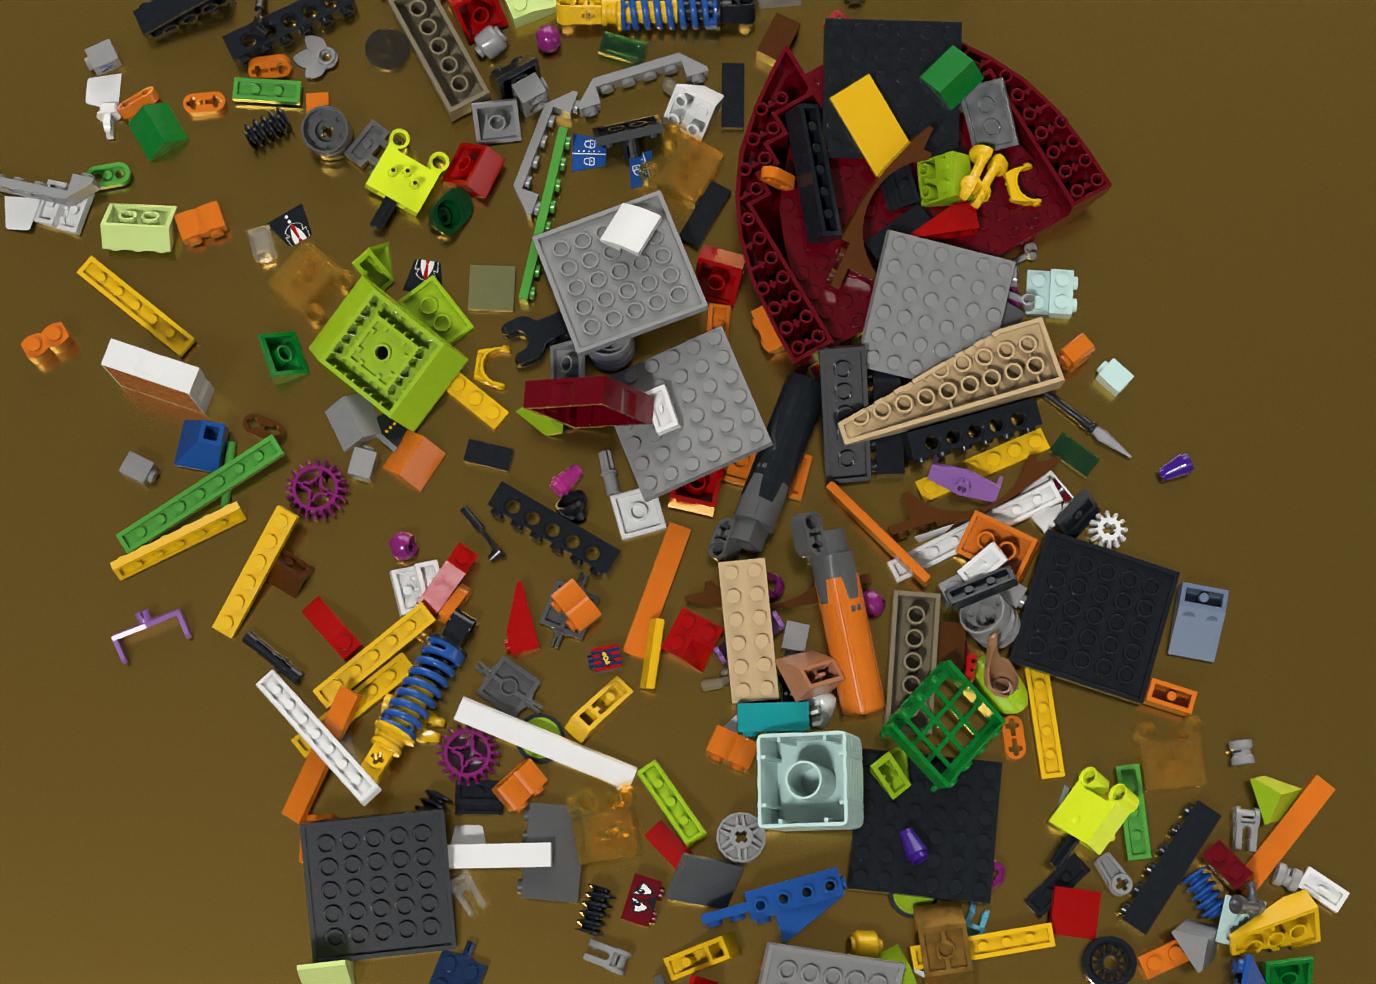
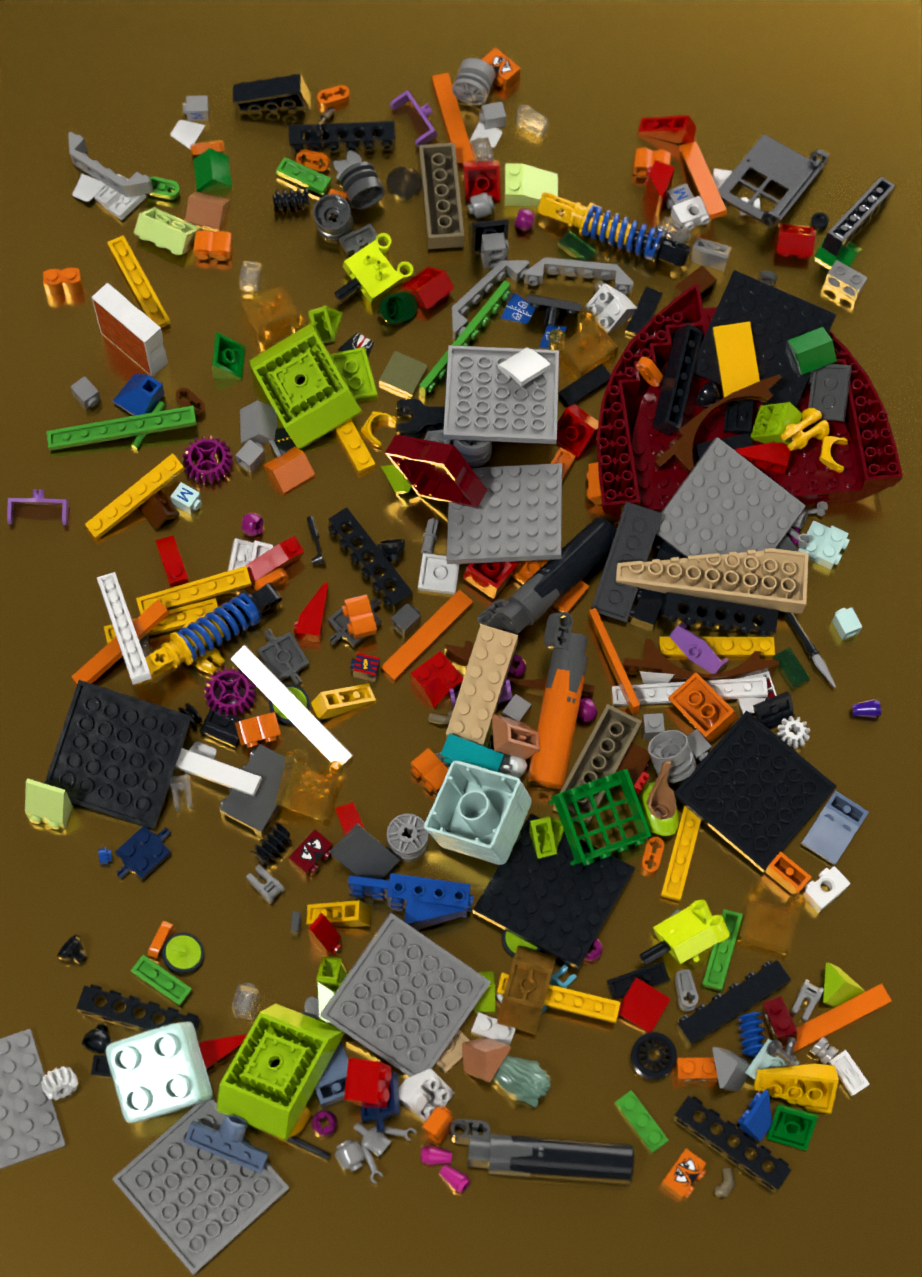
camera: 20 degrees right, 10 degrees down
(108, 115) = (182, 149): white piece -> none
(173, 181) = (206, 210): none -> nougat slope
(178, 541) = (89, 453): yellow plate -> none
(204, 108) = (255, 167): orange beam -> none
(281, 663) = (122, 569): black pin -> none
(292, 226) = (277, 274): black sticker -> none
(314, 547) = (186, 498): none -> light aqua brick
(342, 77) = (362, 185): none -> dark grey wheel
(488, 455) = (346, 488): black tile -> none
(496, 121) = (461, 259): light grey slope -> none
(565, 481) = (395, 528): dark pink cone -> none
(626, 583) = (406, 619): none -> dark grey brick
(652, 653) = (402, 676): yellow tile -> none
(664, 413) = (490, 503): white plate -> none
(671, 803) = (366, 791): lime tile -> none
(855, 177) = (708, 395): none -> black piece
(864, 944) = (469, 957): yellow head -> none
(913, 846) = (537, 898): dark purple cone -> none
(981, 588) = (674, 727): black tile -> none
(984, 562) = (683, 713): white plate -> none
(1075, 353) = (823, 592): orange brick -> none
(1226, 686) = (817, 897): none -> white brick
(1241, 752) = (828, 941): light grey wheel -> none

